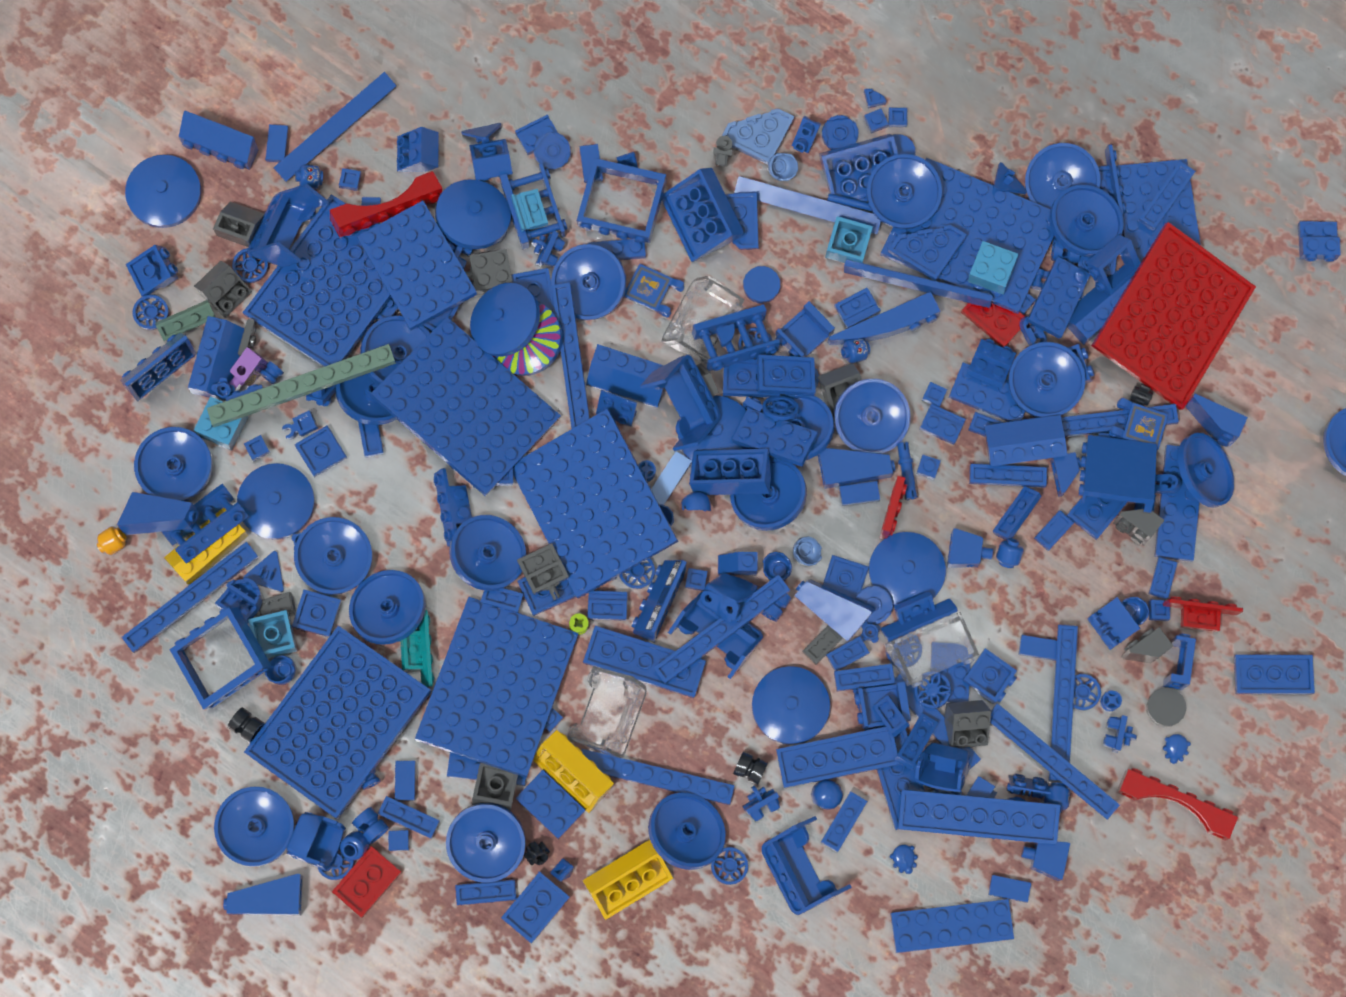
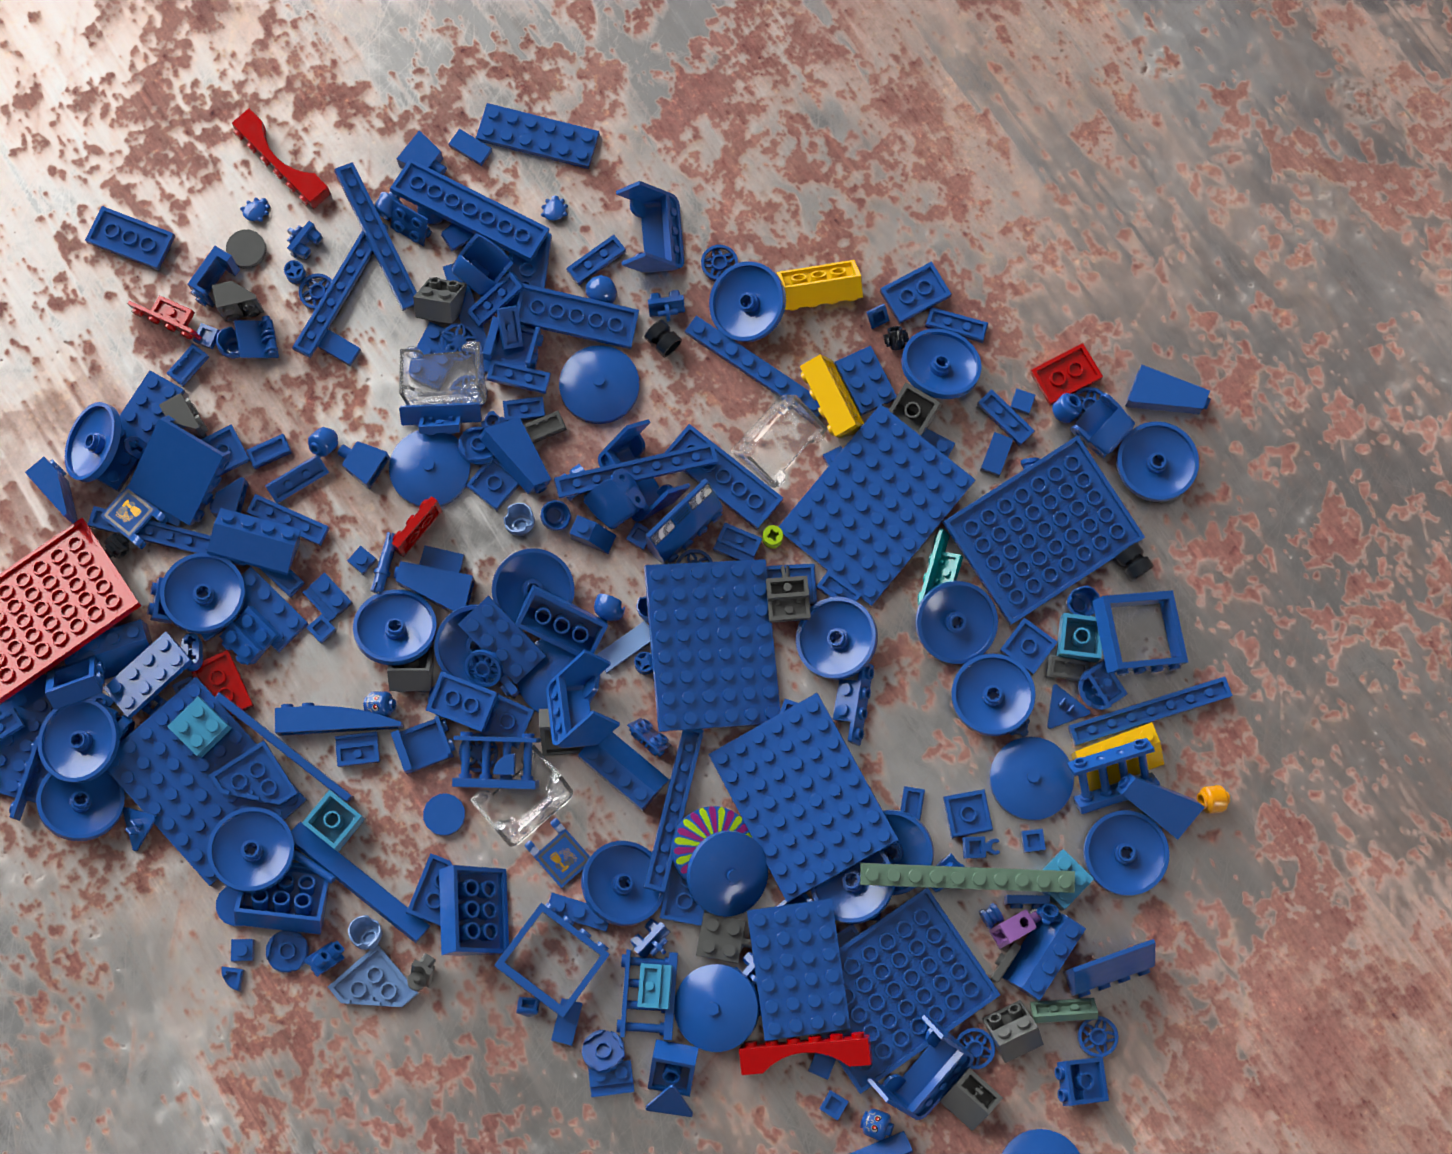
camera: 155 degrees left, 0 degrees up
(370, 825) = (1045, 422): blue wheel -> none
(417, 150) = (748, 1108): blue slope -> none
(897, 117) = (217, 945): blue tile -> none
(990, 676) = (397, 333): blue plate -> none

